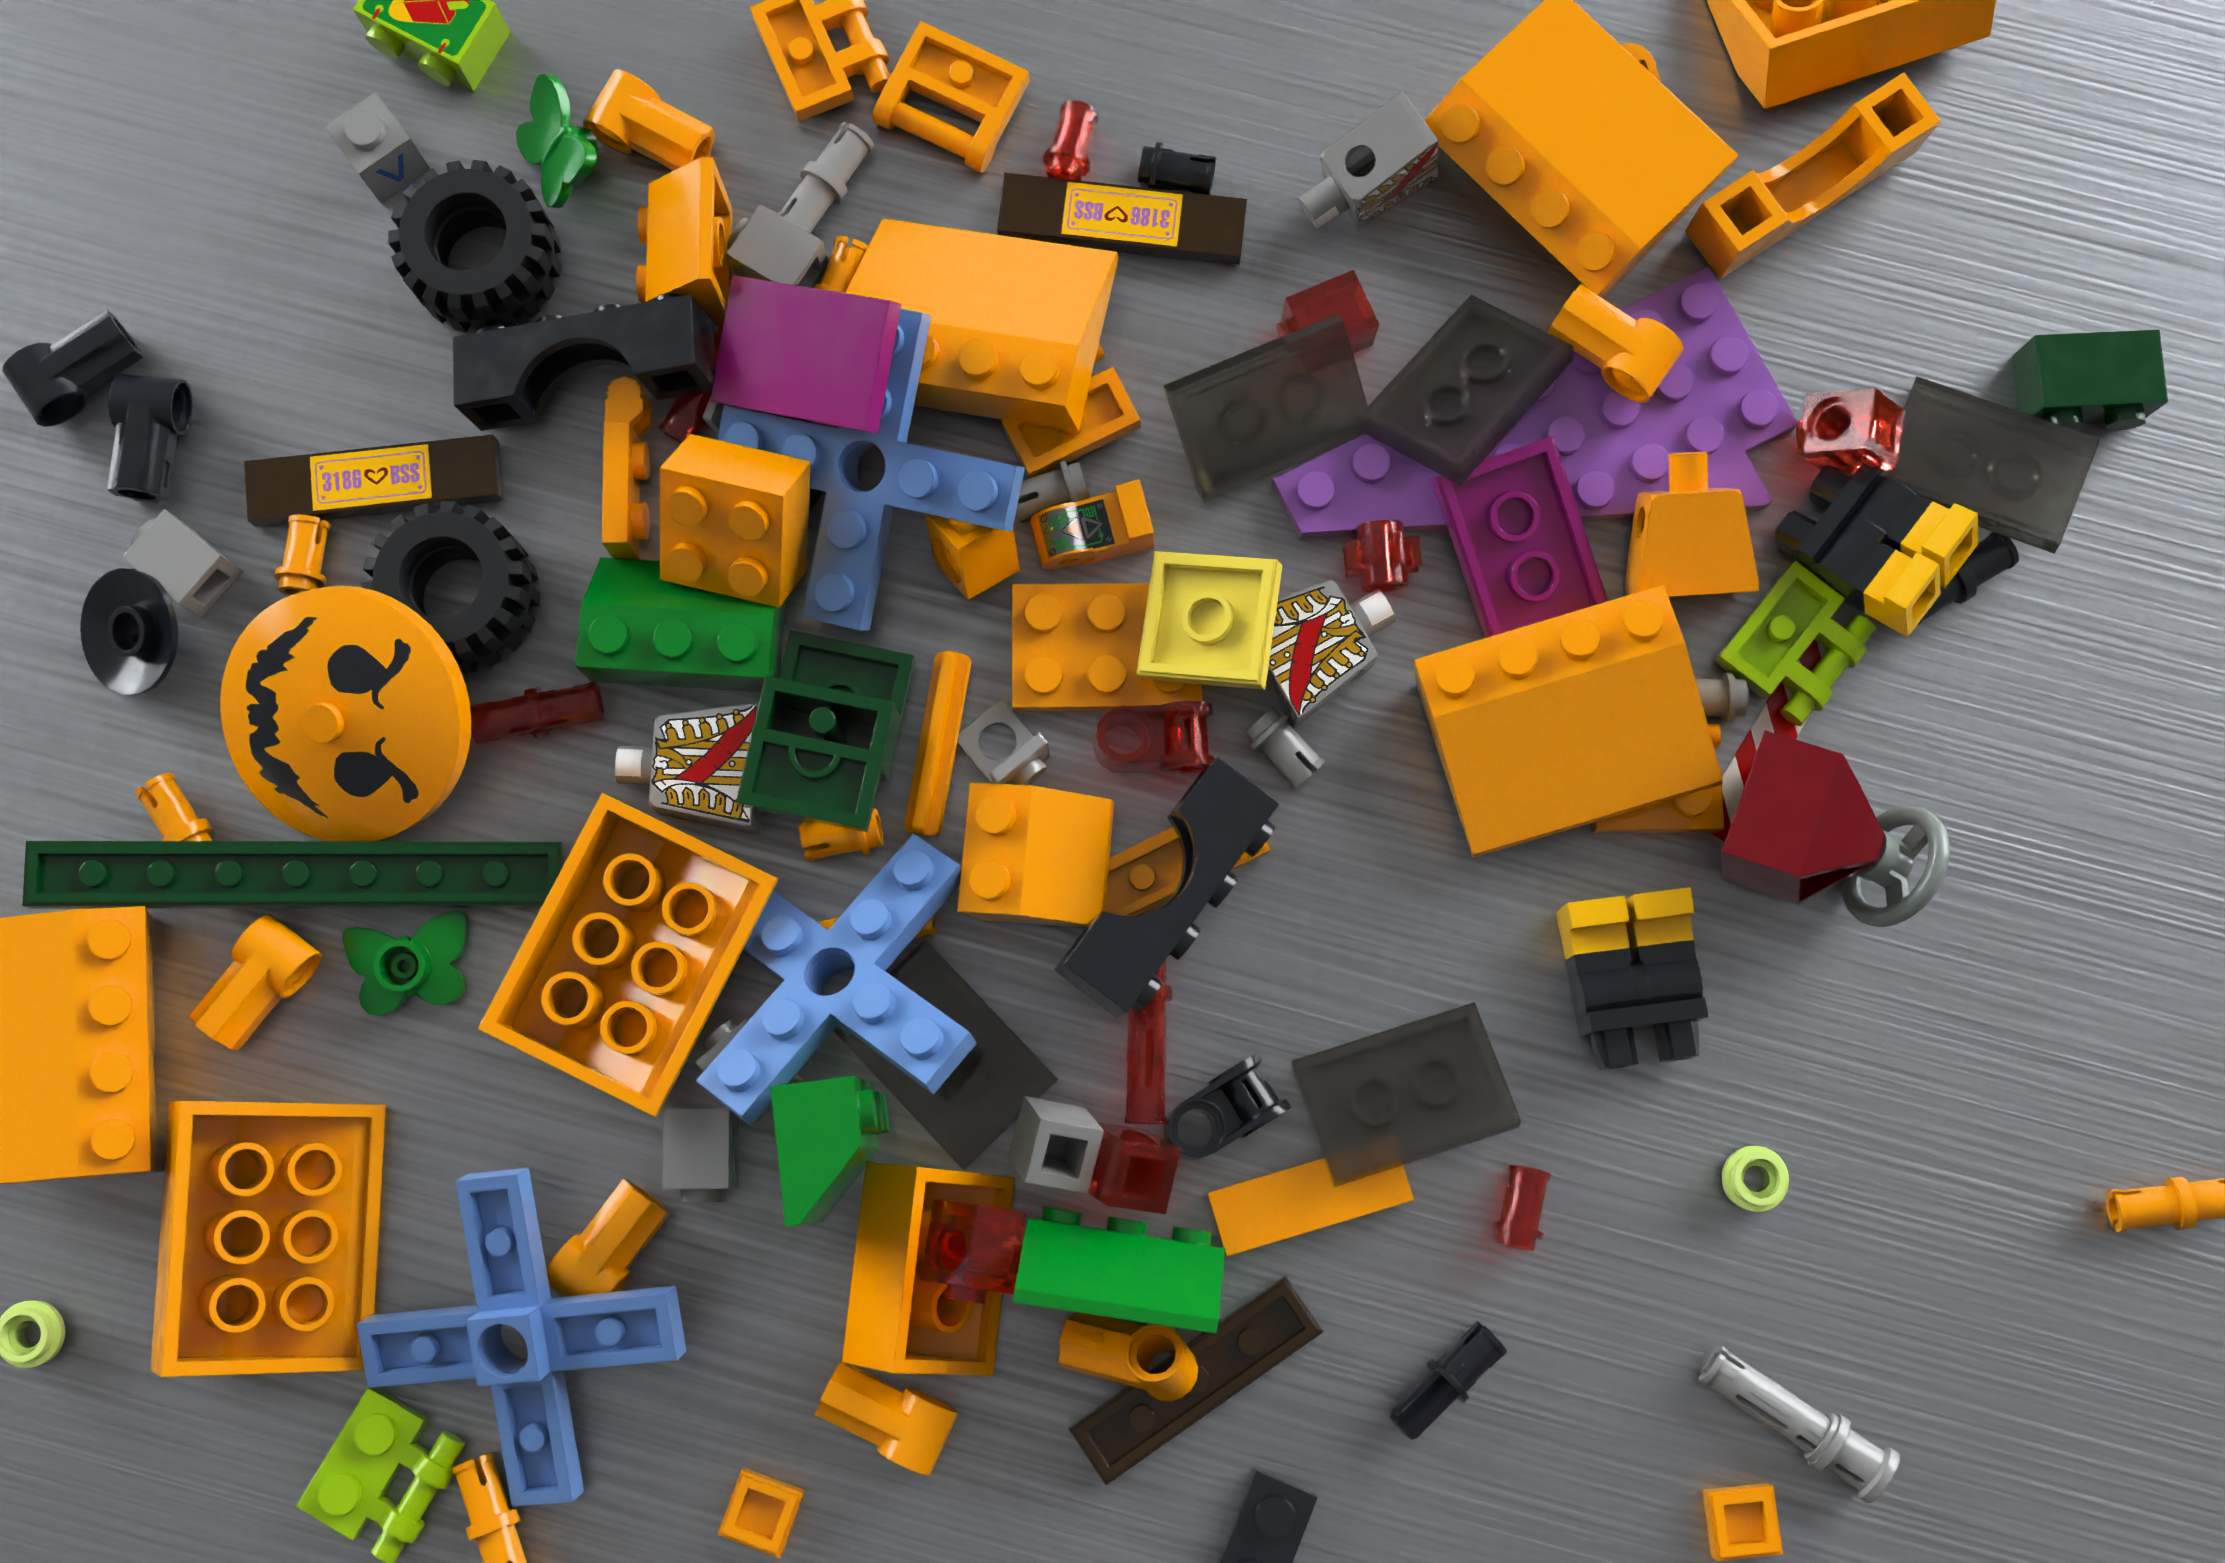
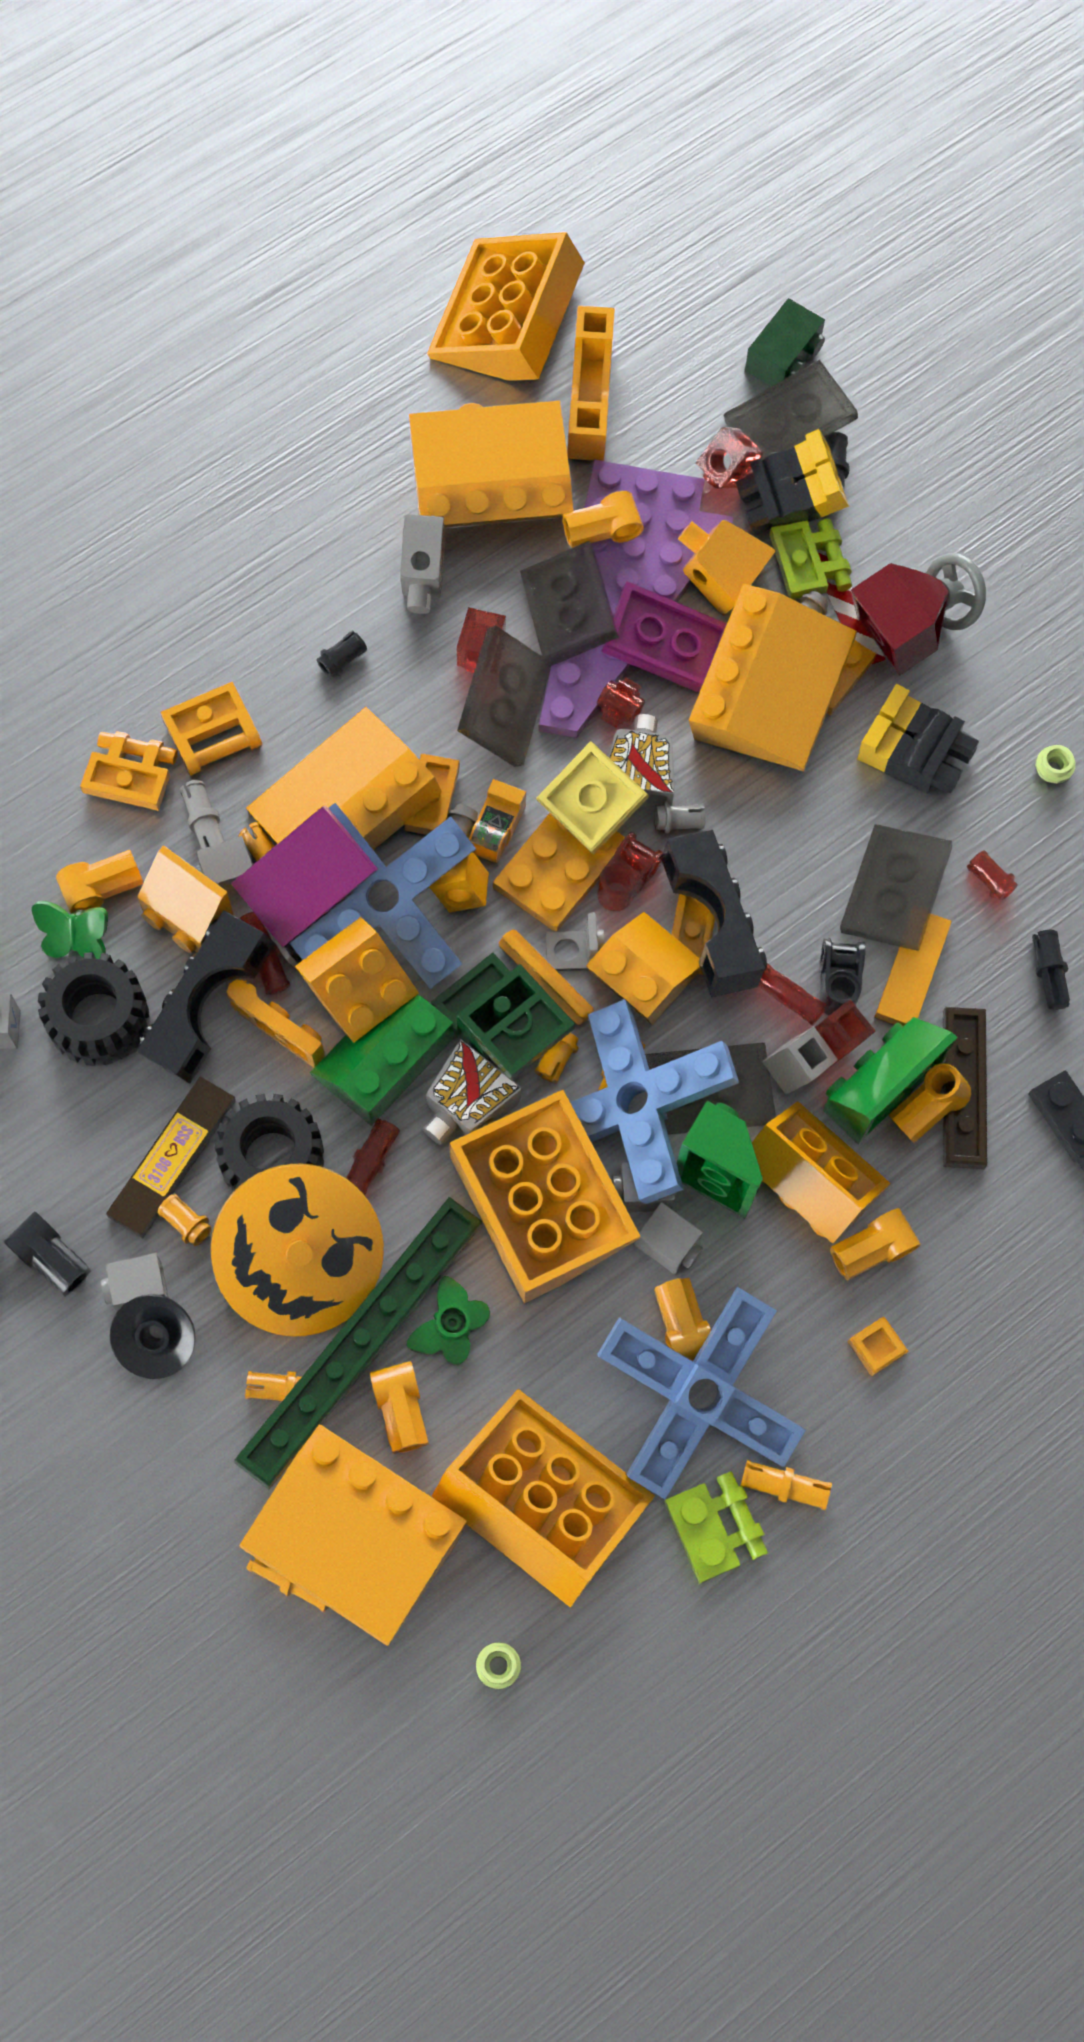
camera: 55 degrees left, 10 degrees down
(973, 1249) = (810, 1132): clear red brick -> none
(1072, 142) = (292, 698): clear red pin -> none
(1122, 218) = (343, 697): dark brown tile -> none

